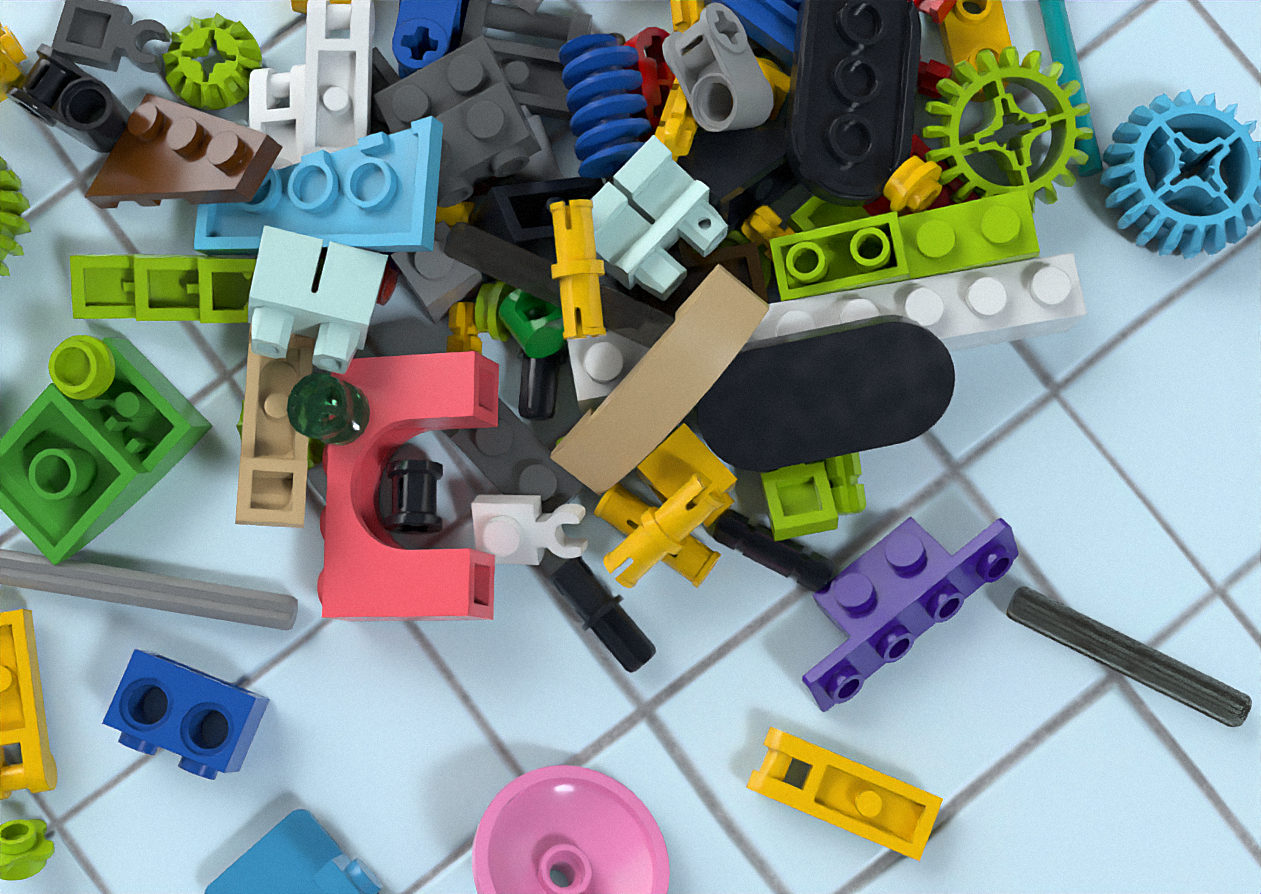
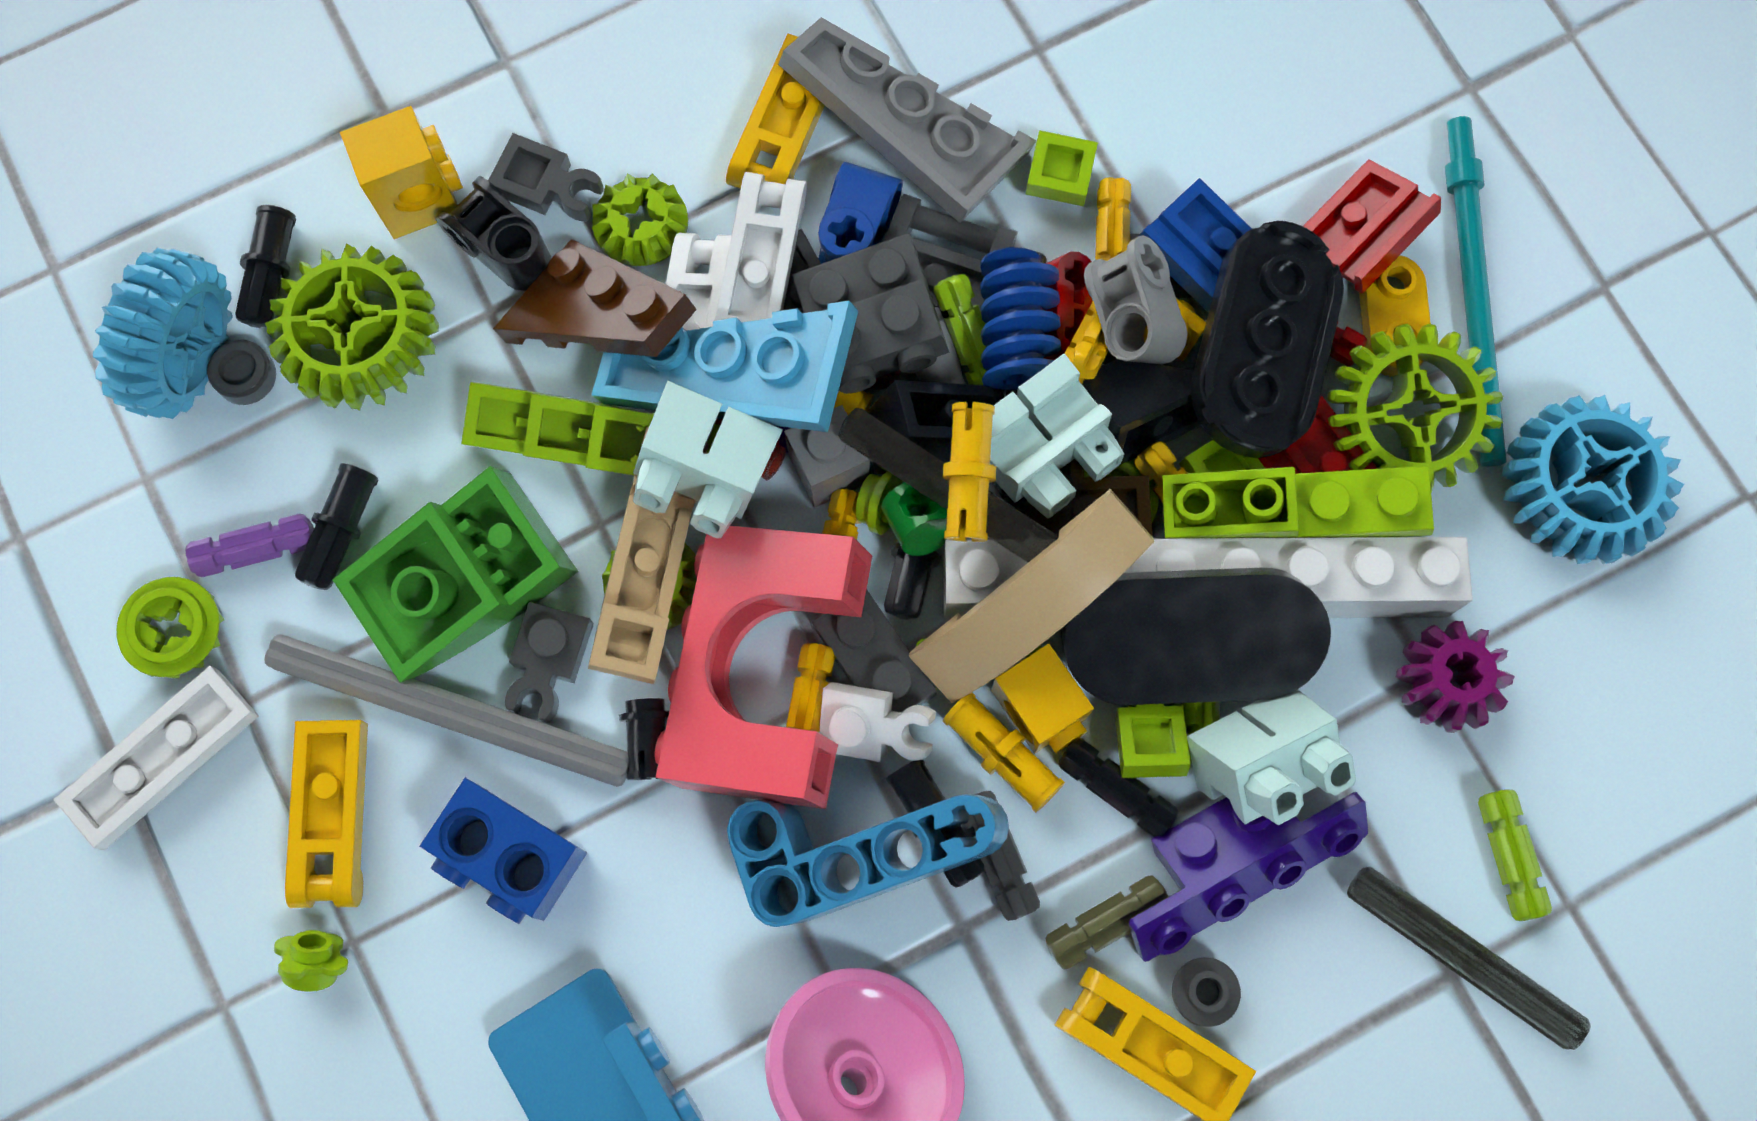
camera: 10 degrees right, 5 degrees down
(82, 367) = (463, 491): lime plate -> none
(196, 506) = (548, 649): none -> dark grey plate
(303, 565) = (644, 724): none -> black pin
(315, 400) = (696, 556): clear green wheel -> none
(414, 497) = (766, 674): black bush -> none
(460, 479) = (815, 665): none -> yellow axle
(545, 653) = (873, 849): none -> dark azure beam
(551, 116) = (963, 323): none -> lime axle
(664, 530) = (1013, 746): yellow pin -> none
(668, 635) = (1006, 870): none -> dark grey axle
(778, 682) = (1103, 923): none -> olive axle
(866, 739) = (1185, 995): none -> dark grey plate
(913, 186) = (1314, 446): yellow plate -> none
(914, 498) = (1271, 757): none -> light aqua hips
(1101, 385) = (1476, 676): none -> magenta gear
(1160, 551) = (1514, 855): none -> lime axle

